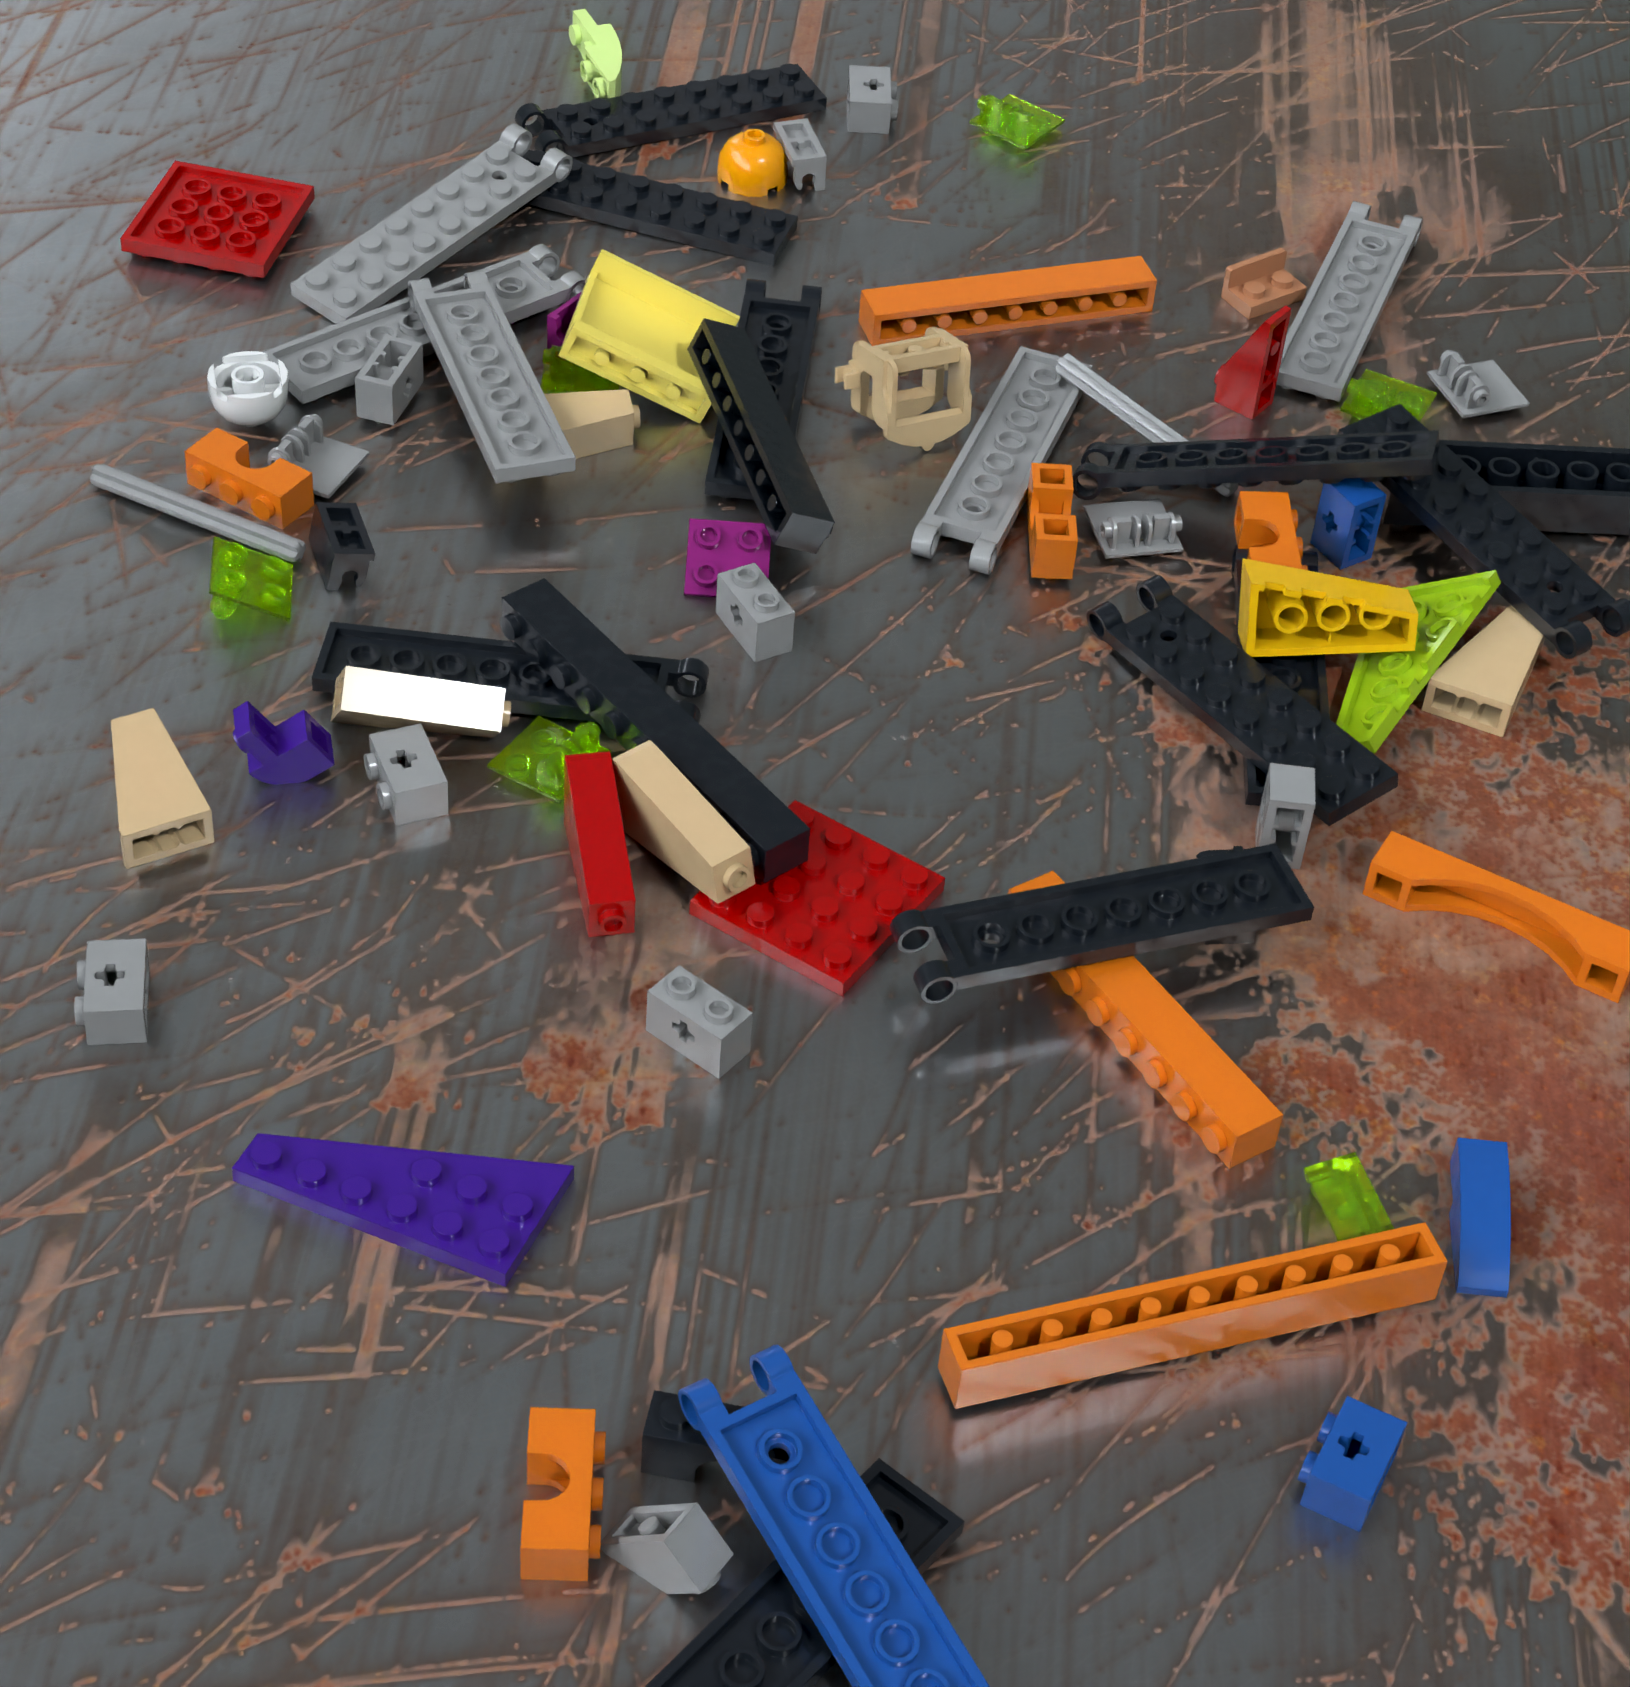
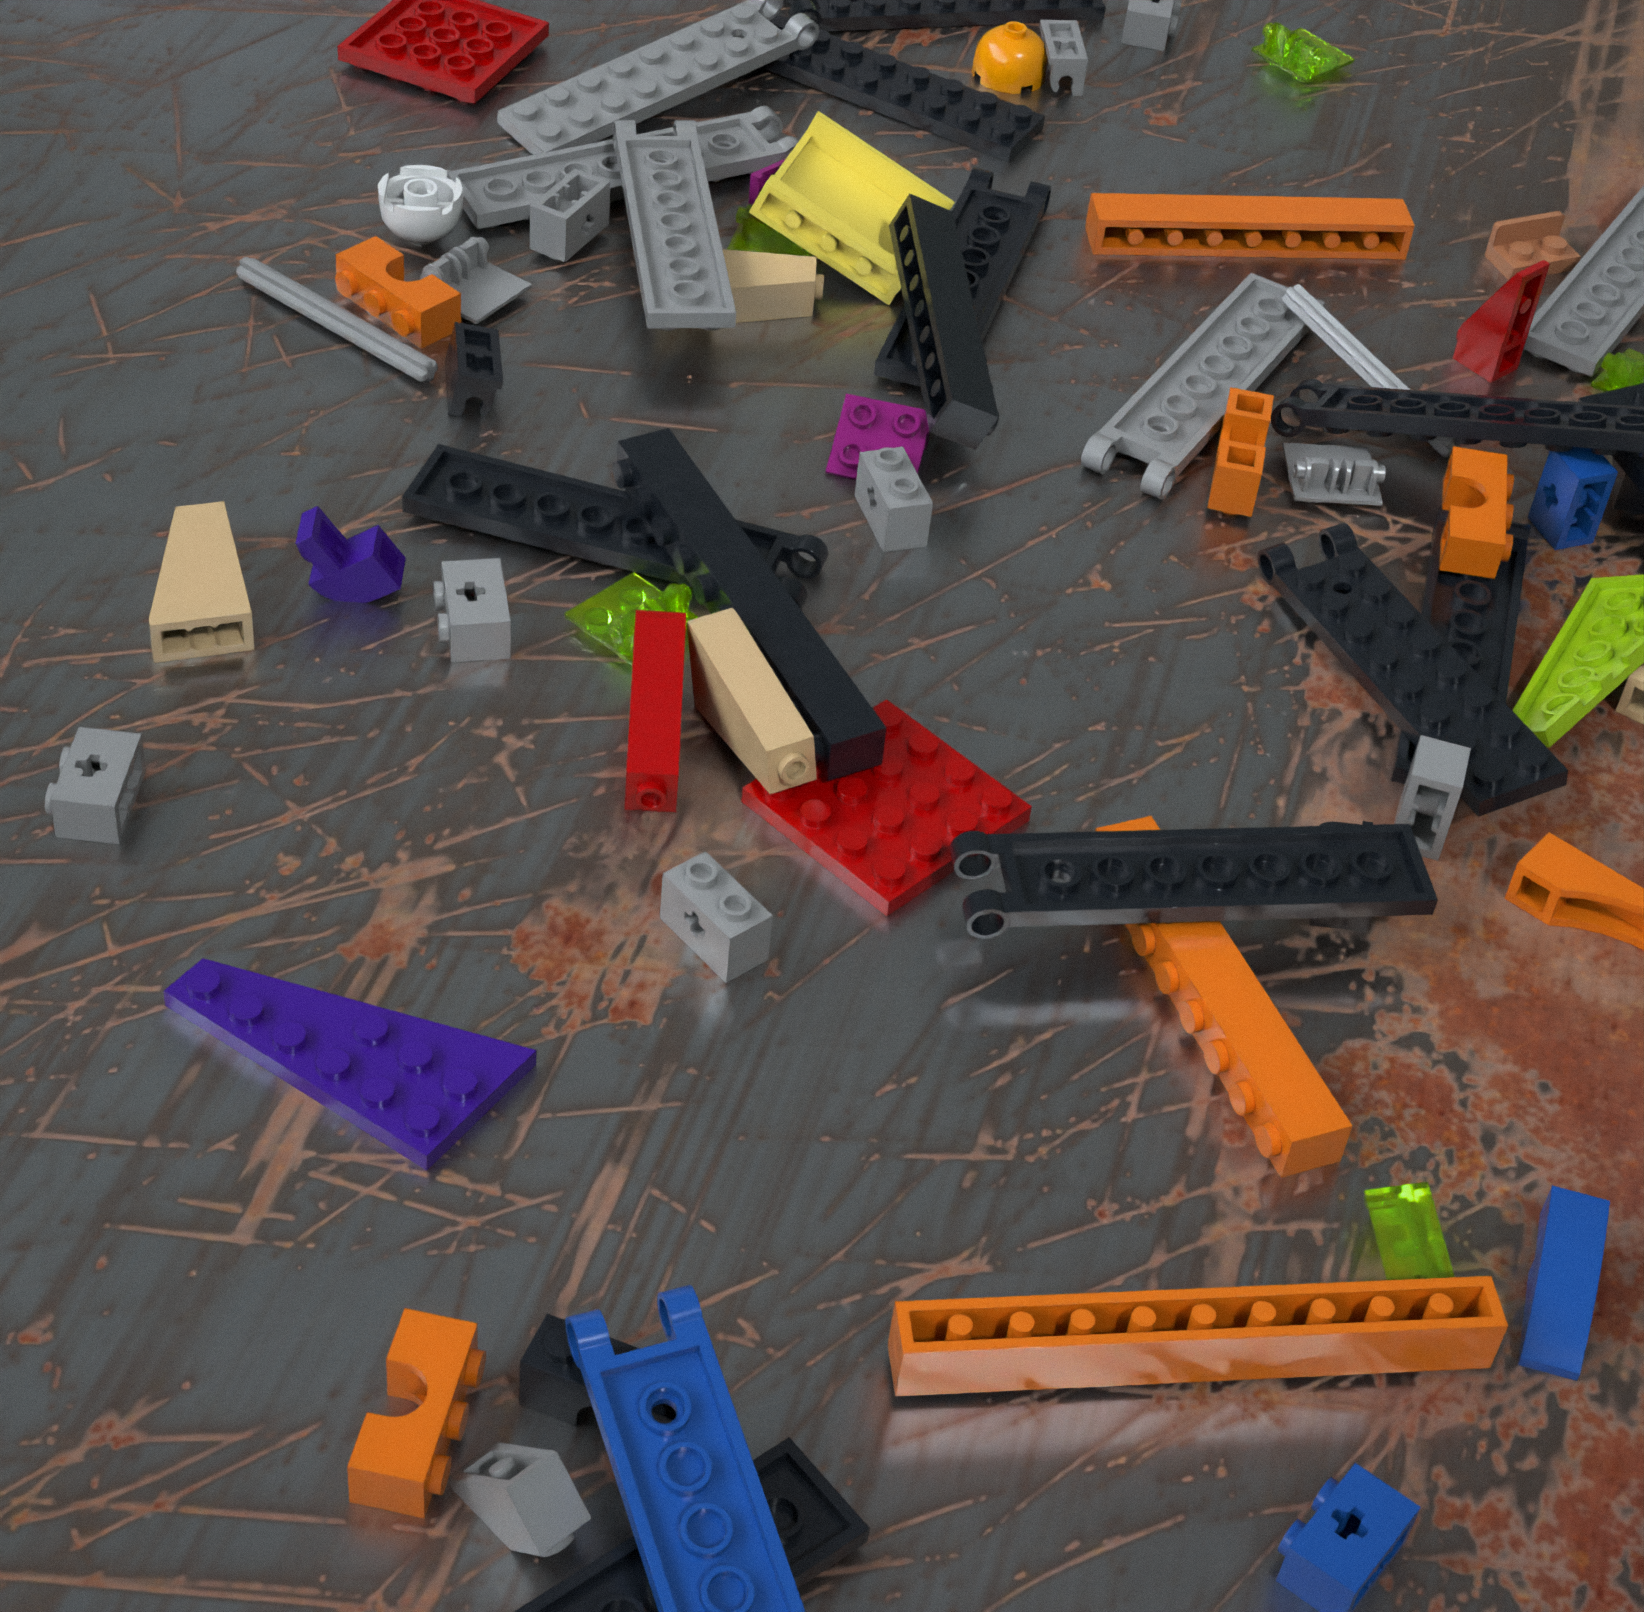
camera: 10 degrees right, 0 degrees up
(250, 580) = (367, 391): clear neon green hinge -> none
(404, 700) = (523, 542): slope -> none
(899, 410) = (1112, 325): tan animal -> none
(1320, 613) = (1517, 587): yellow wedge -> none

